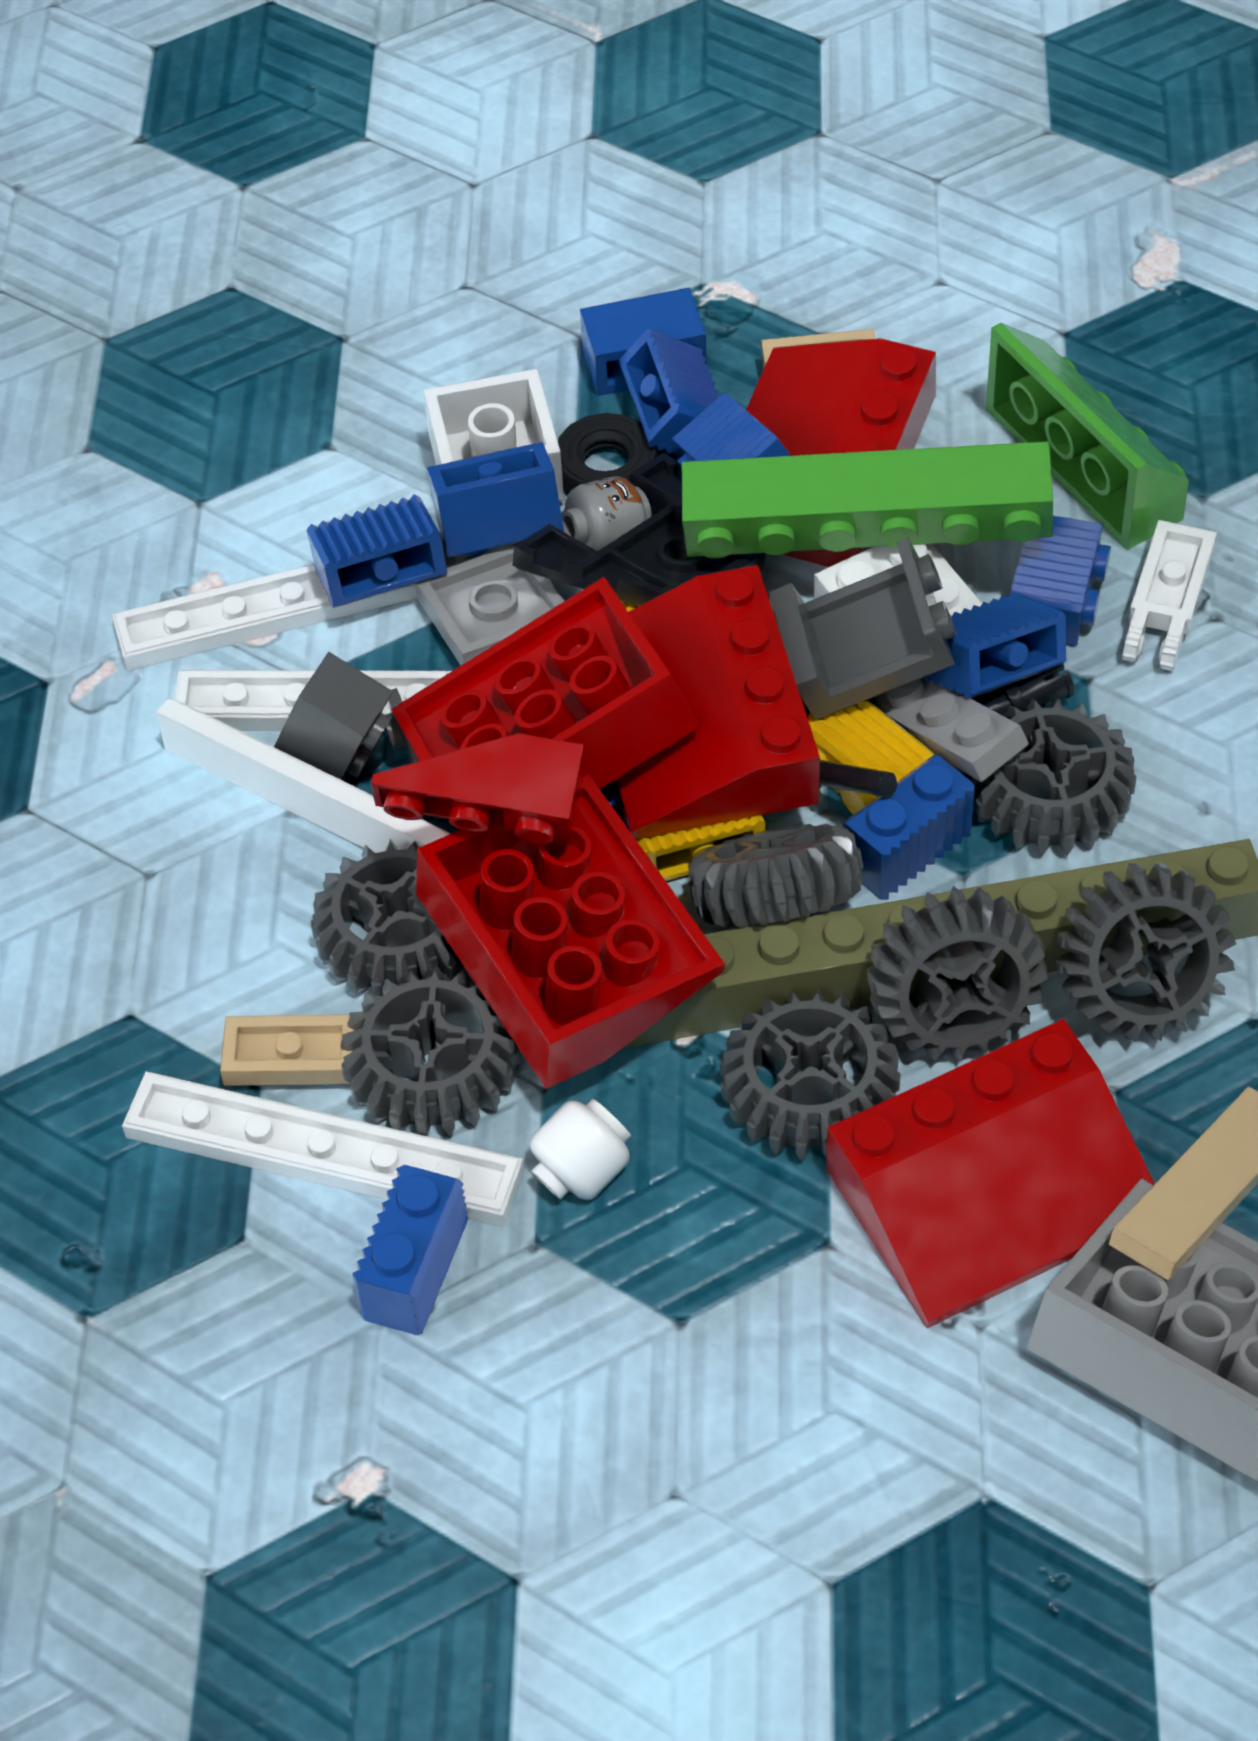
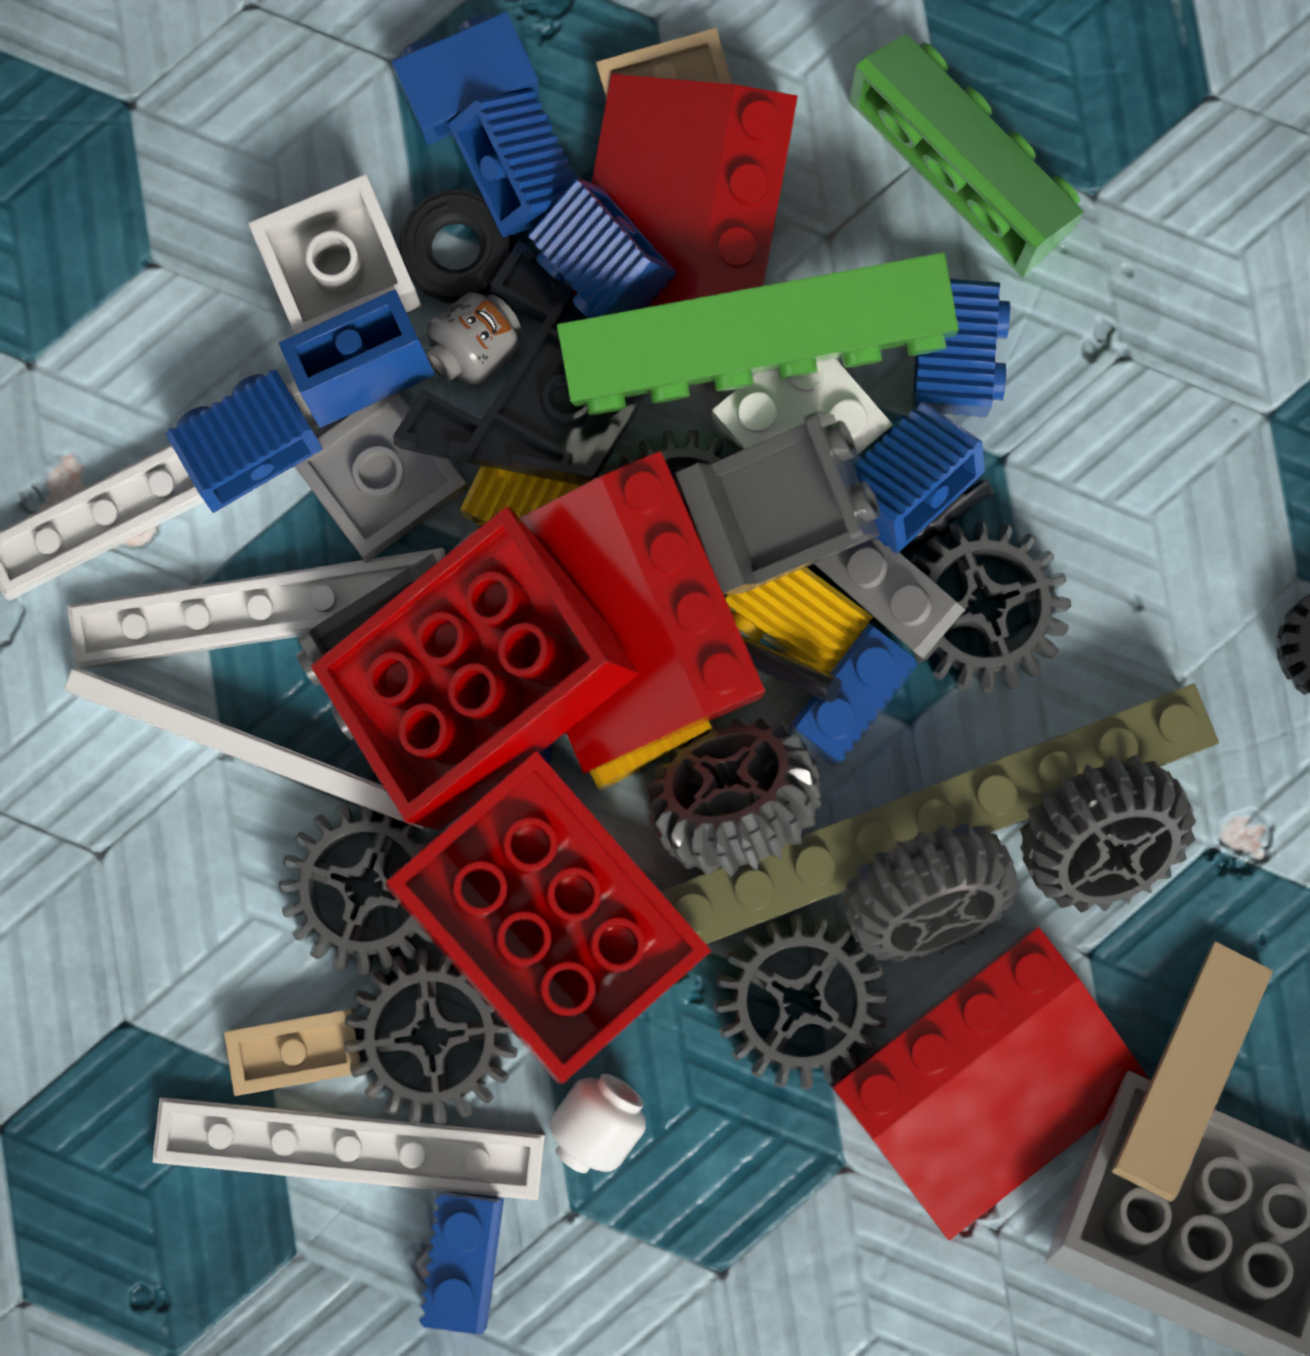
camera: 10 degrees left, 30 degrees up
(336, 719) = (253, 681): dark grey brick -> none
(503, 783) = (465, 811): red slope -> none
(1169, 589) = (1075, 338): white hinge -> none

